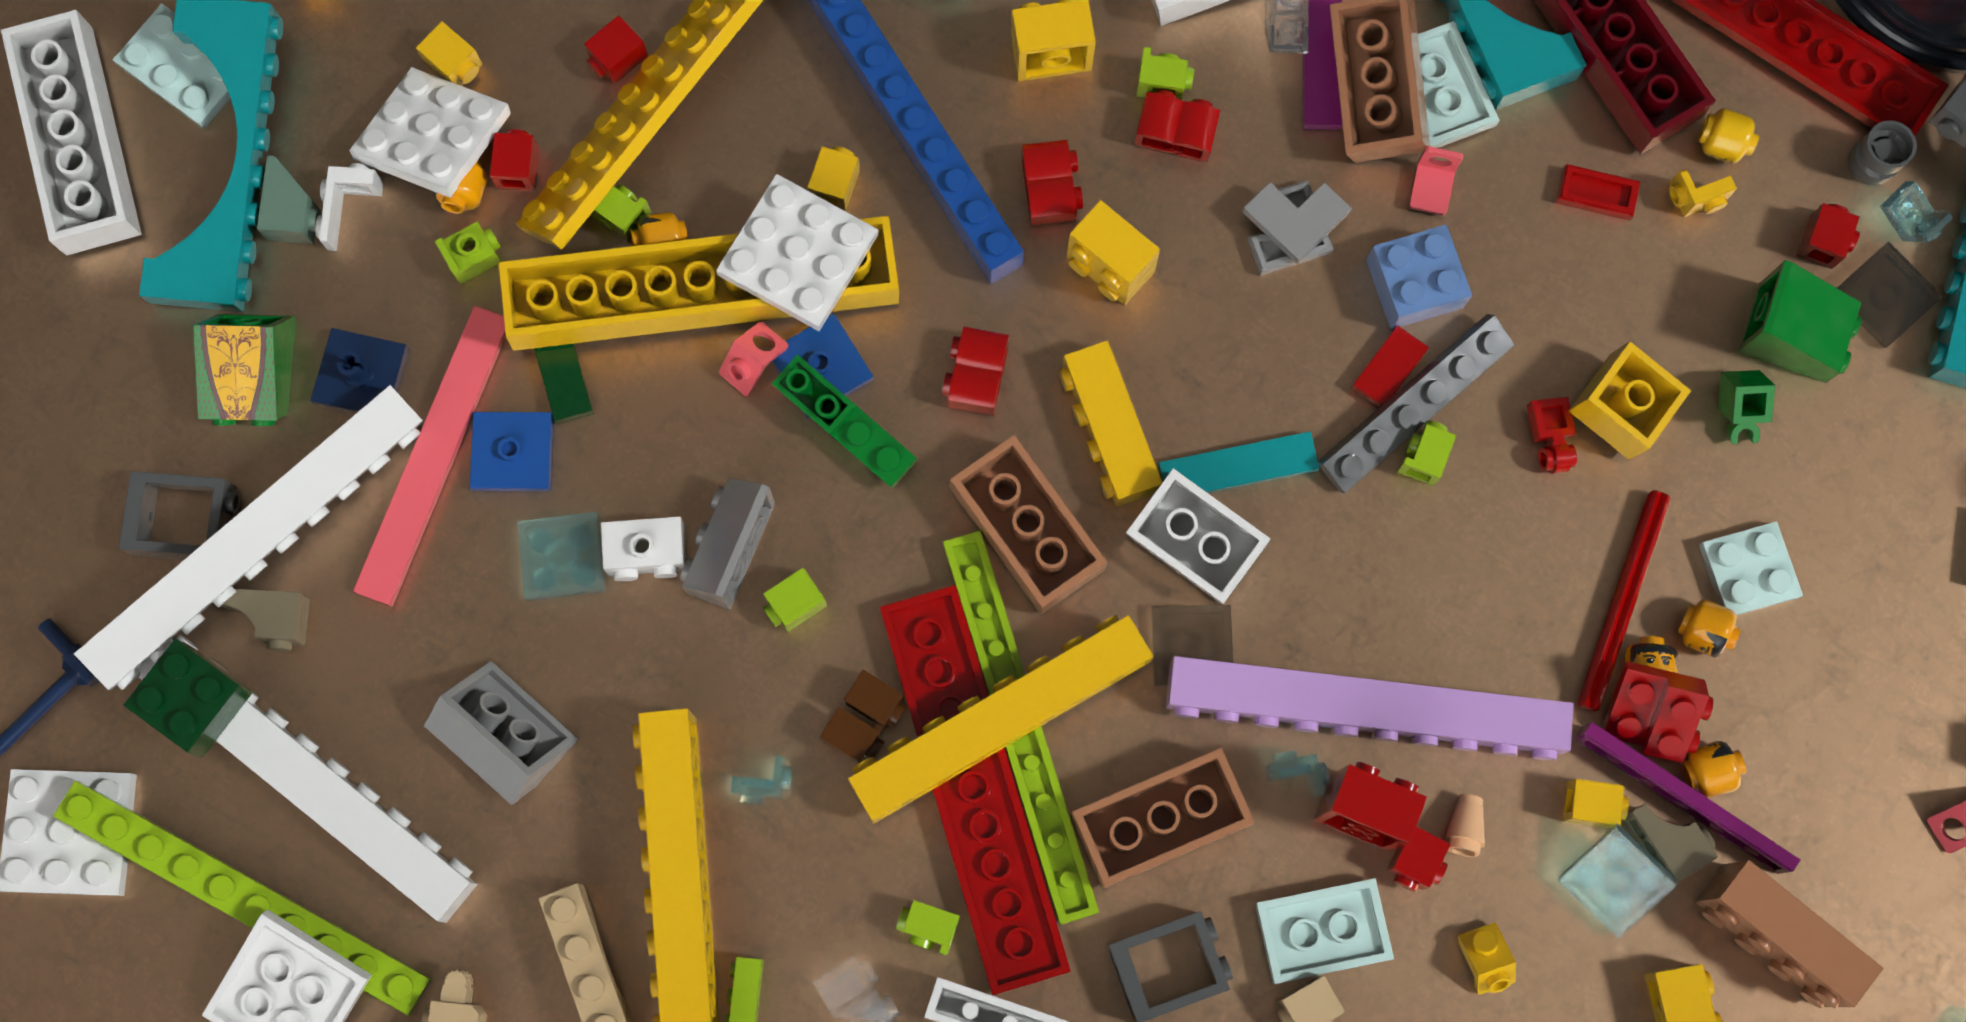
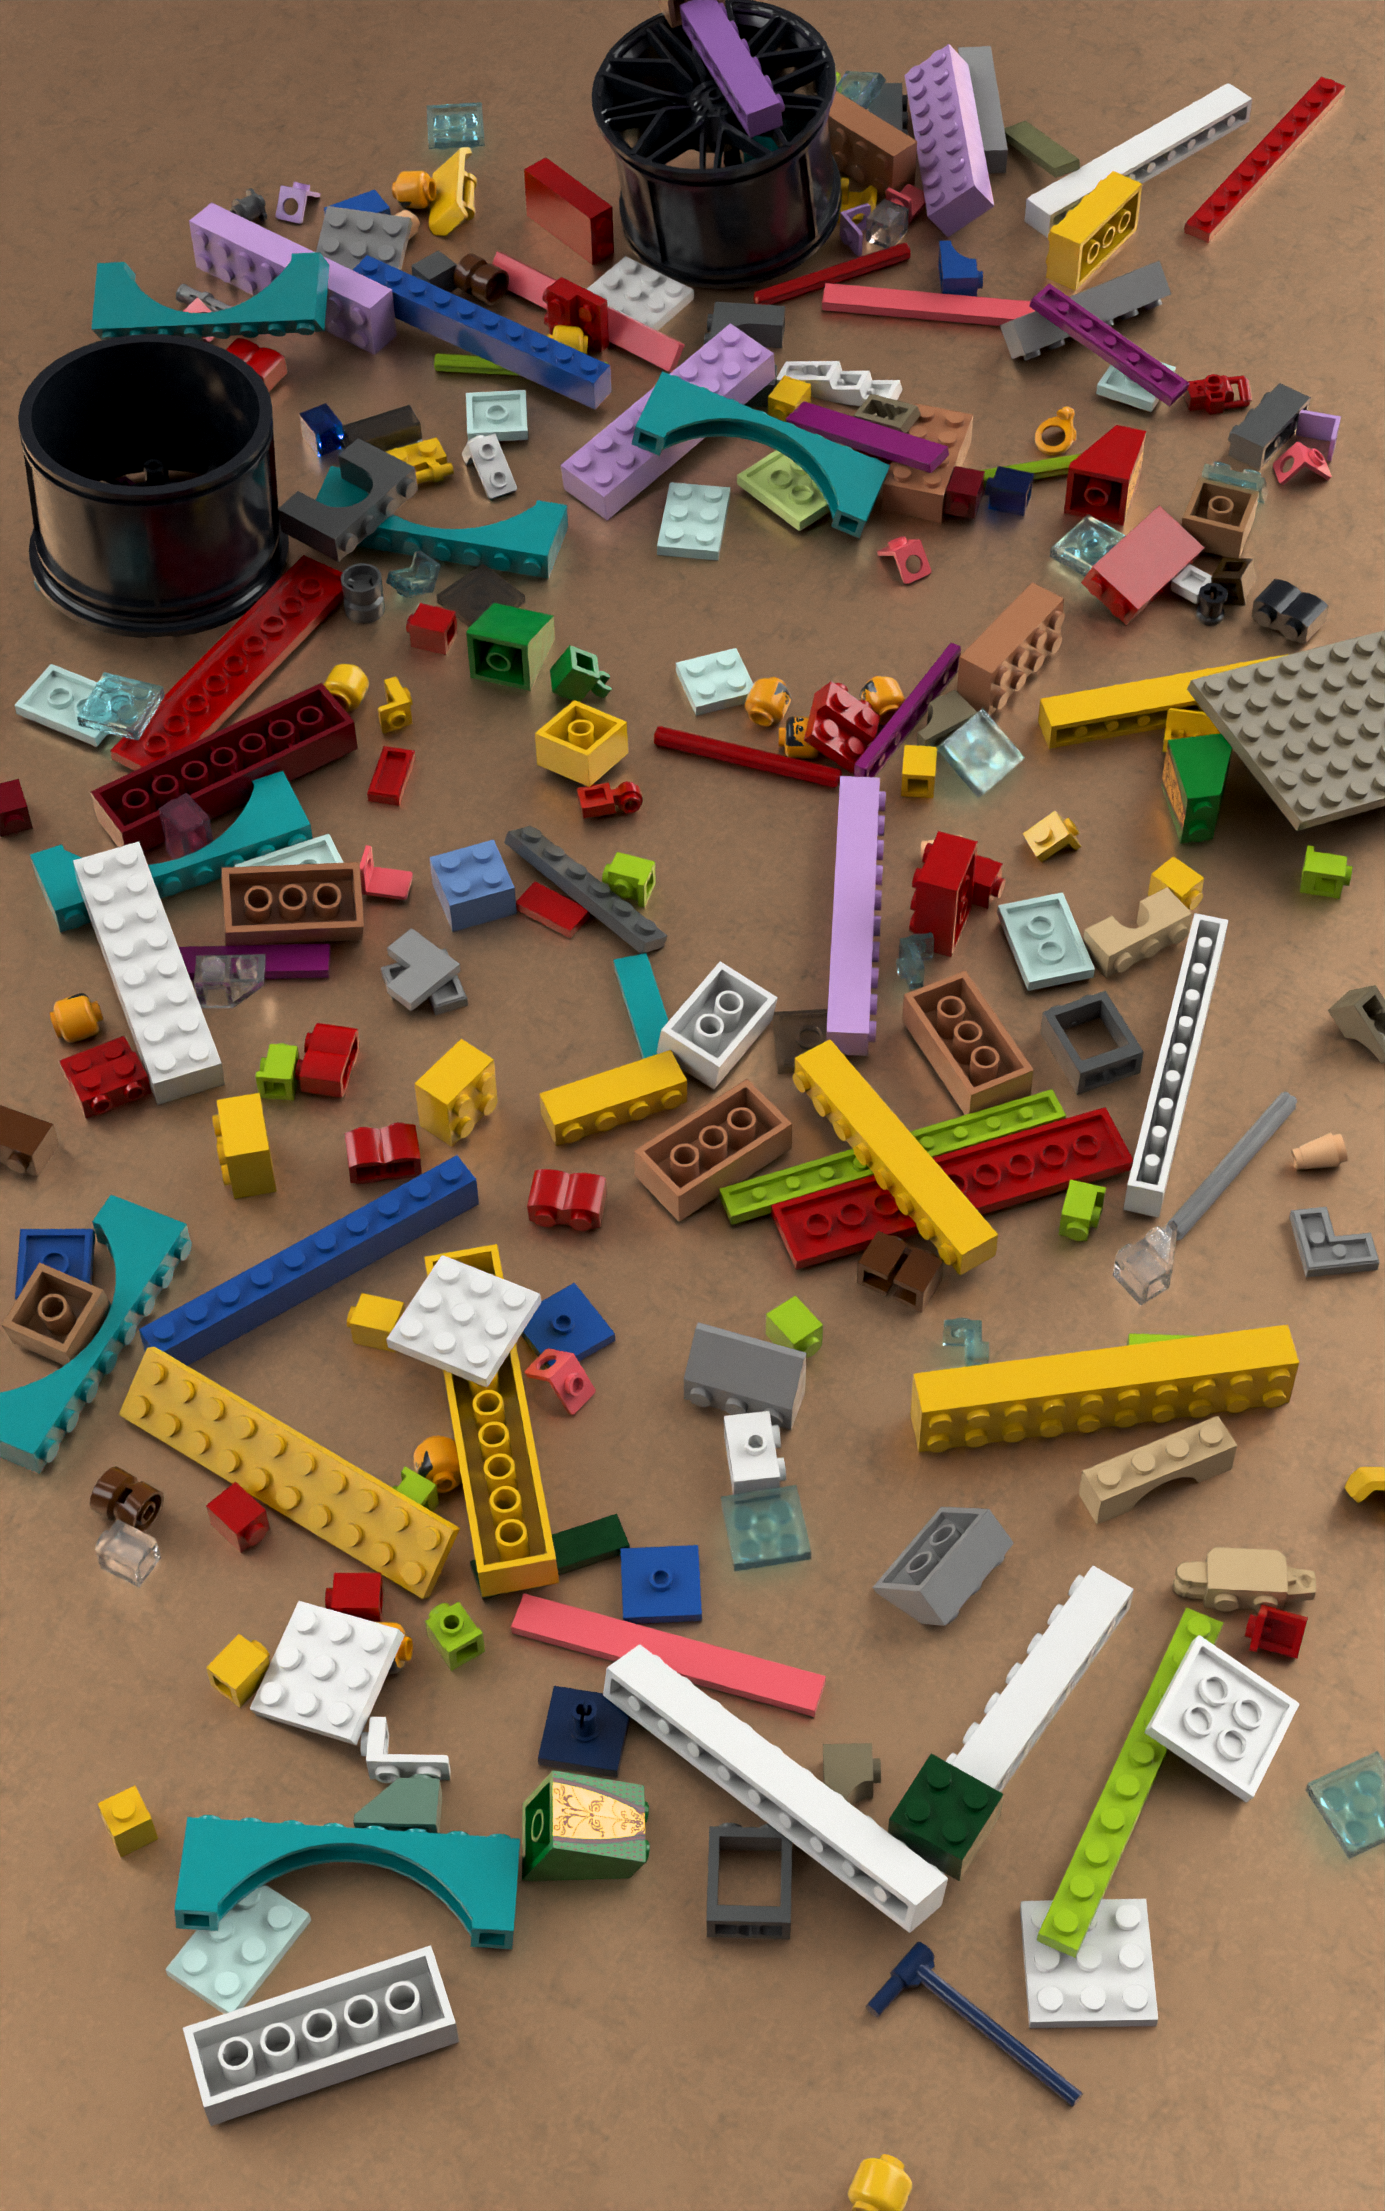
camera: 90 degrees left, 25 degrees down
(844, 421) = (624, 1294): green slope -> none

